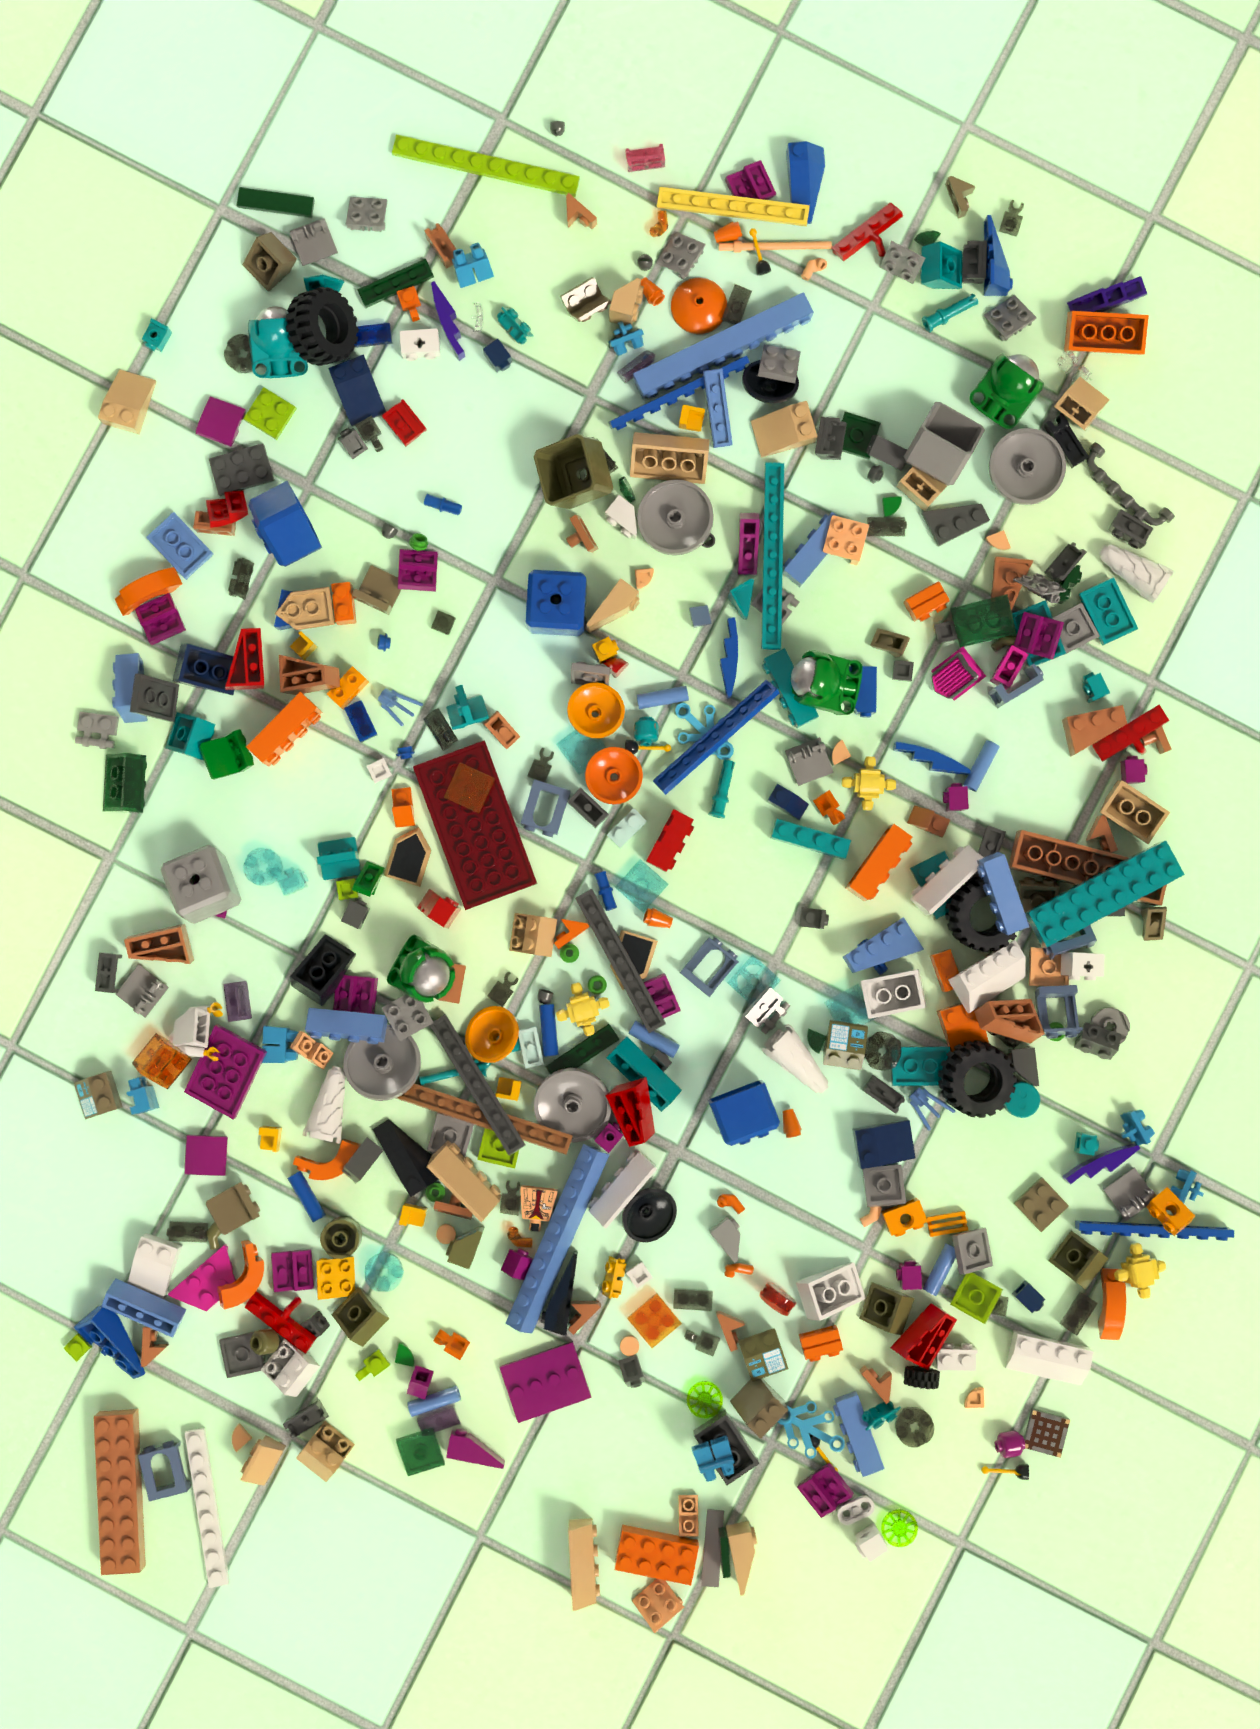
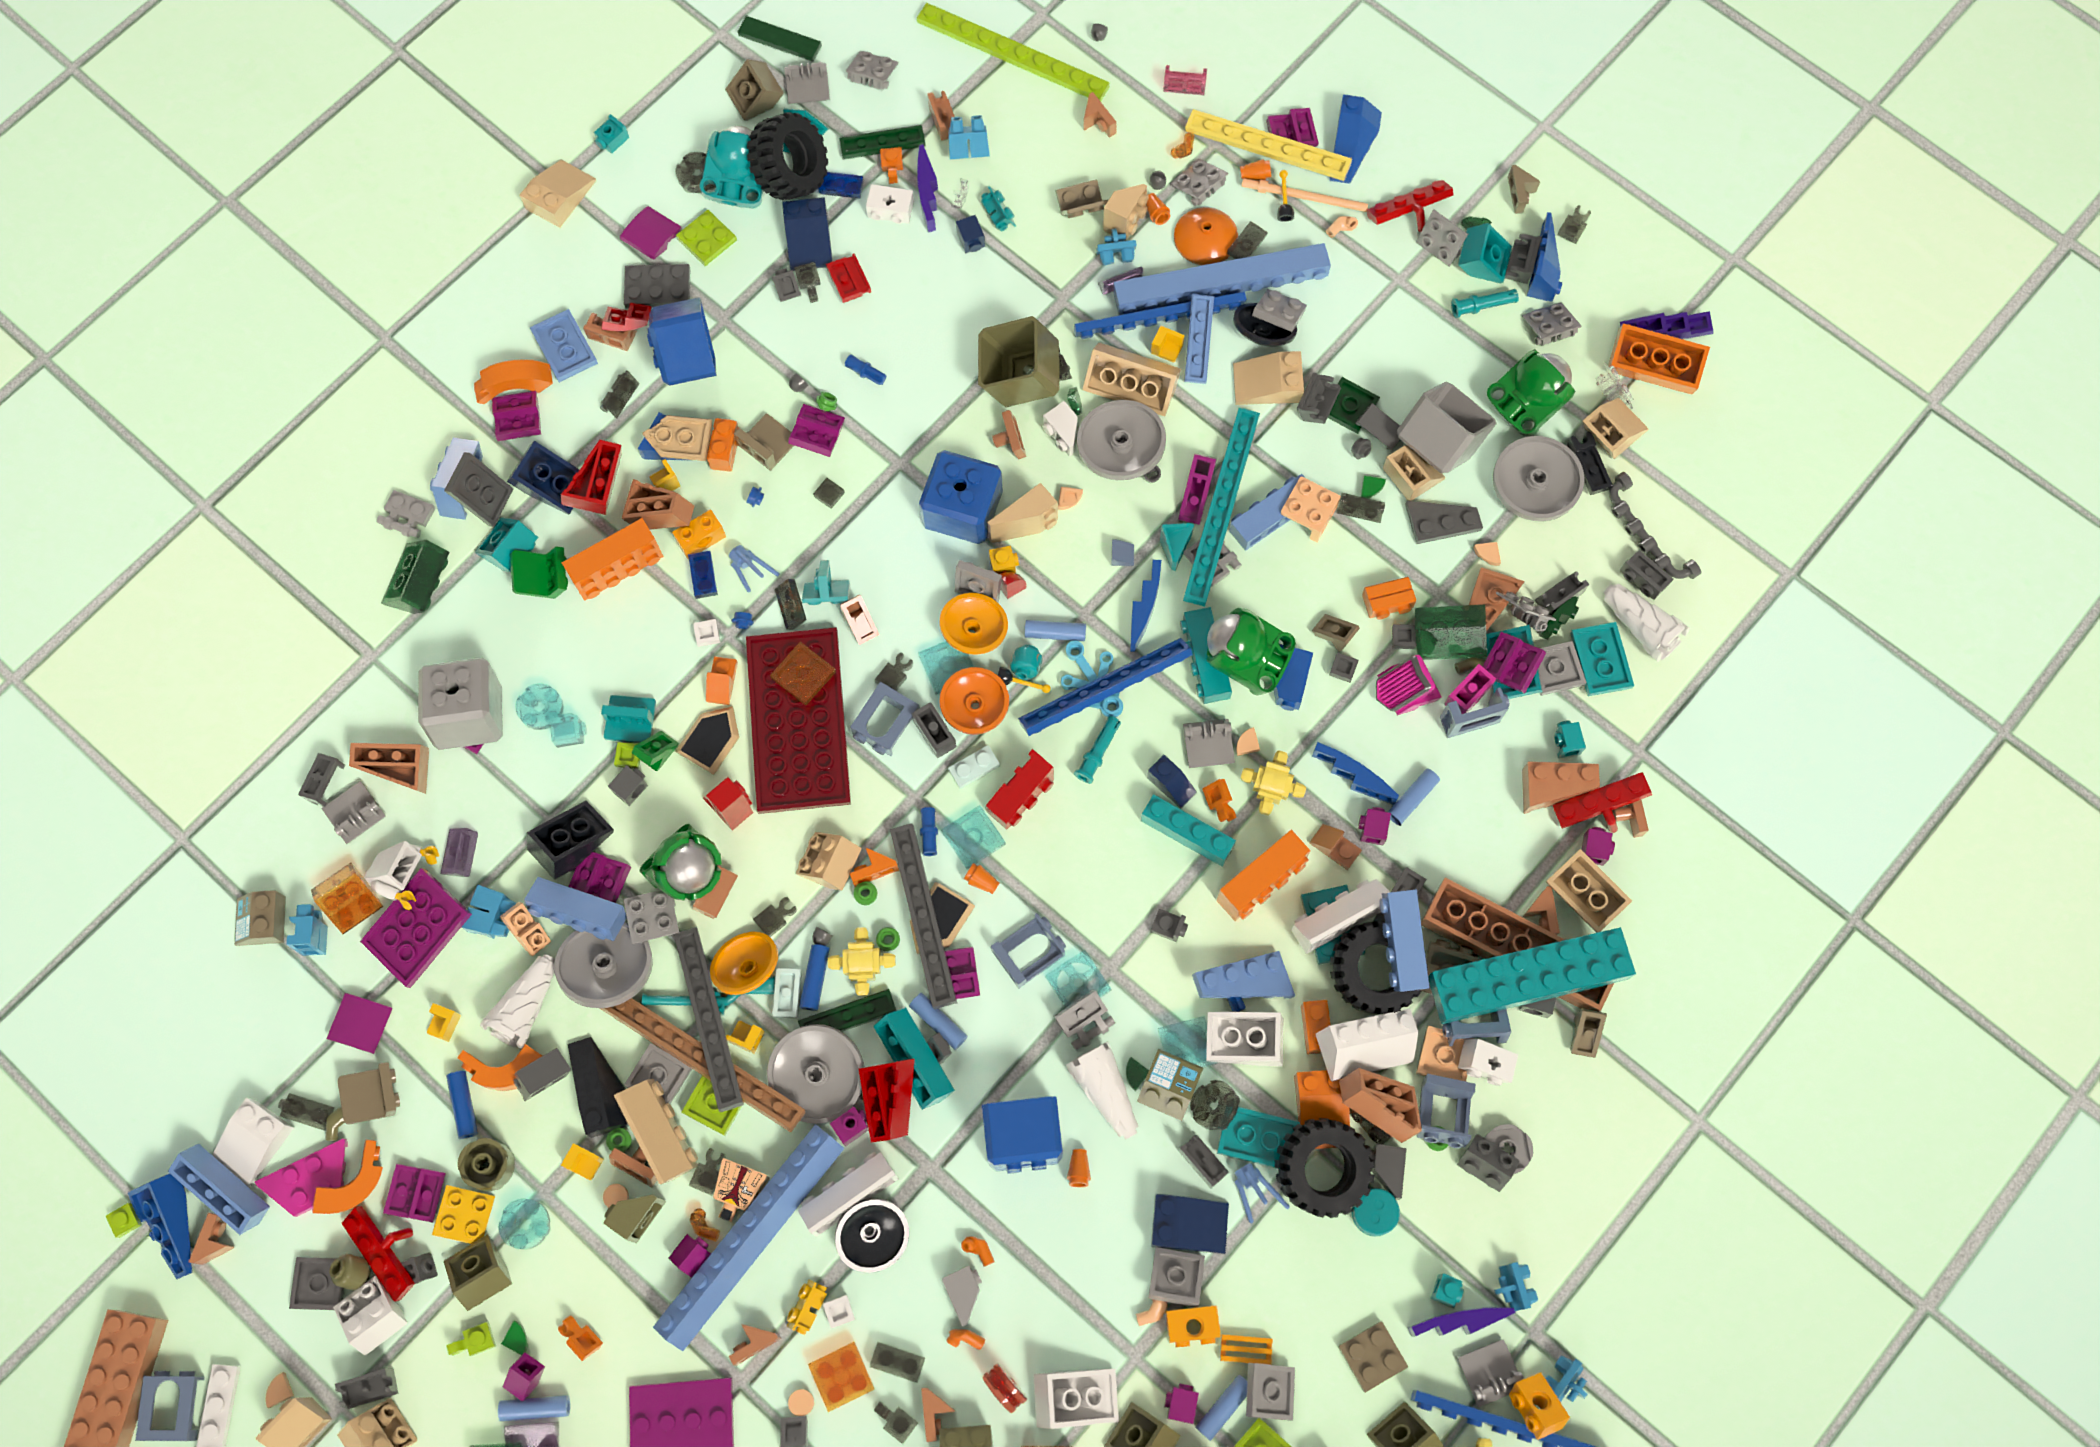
camera: 20 degrees right, 15 degrees down
(558, 1308) = (726, 1326): black wedge -> none

